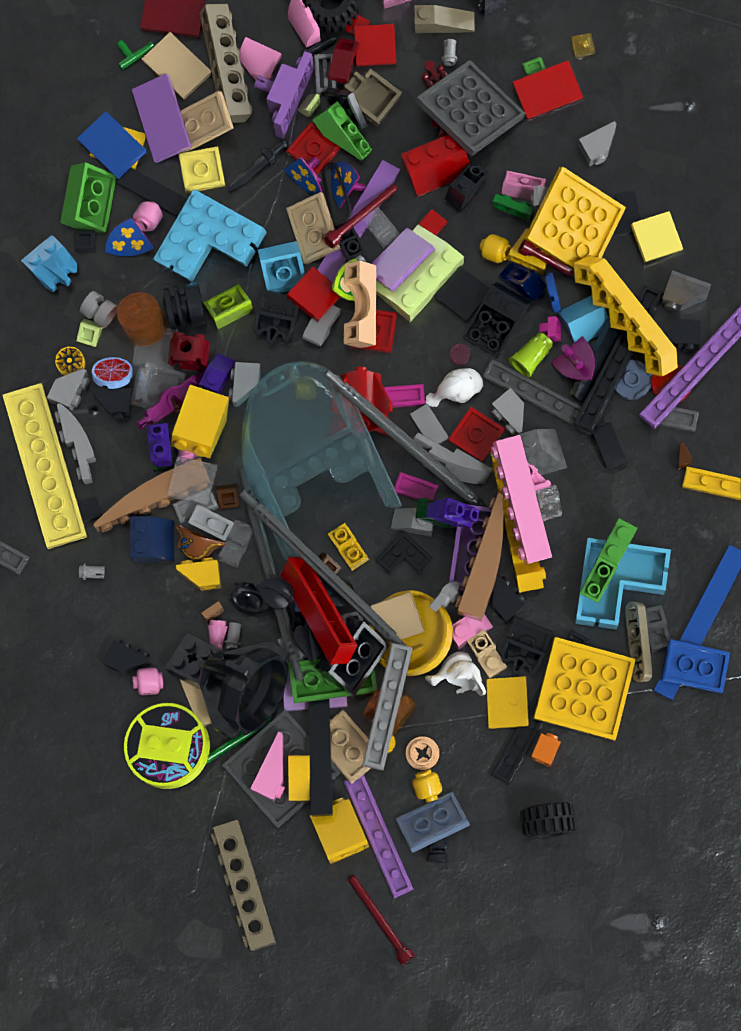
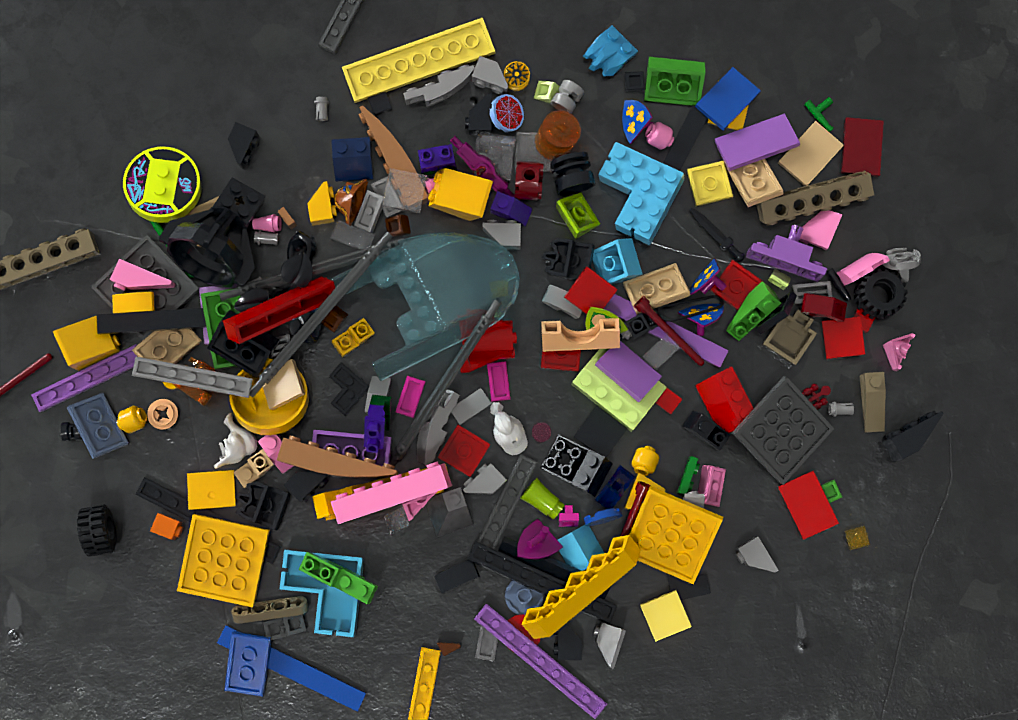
camera: 80 degrees right, 5 degrees up
(148, 681) = (222, 164): bright pink head -> none
(448, 594) = (294, 423): light grey slope -> none

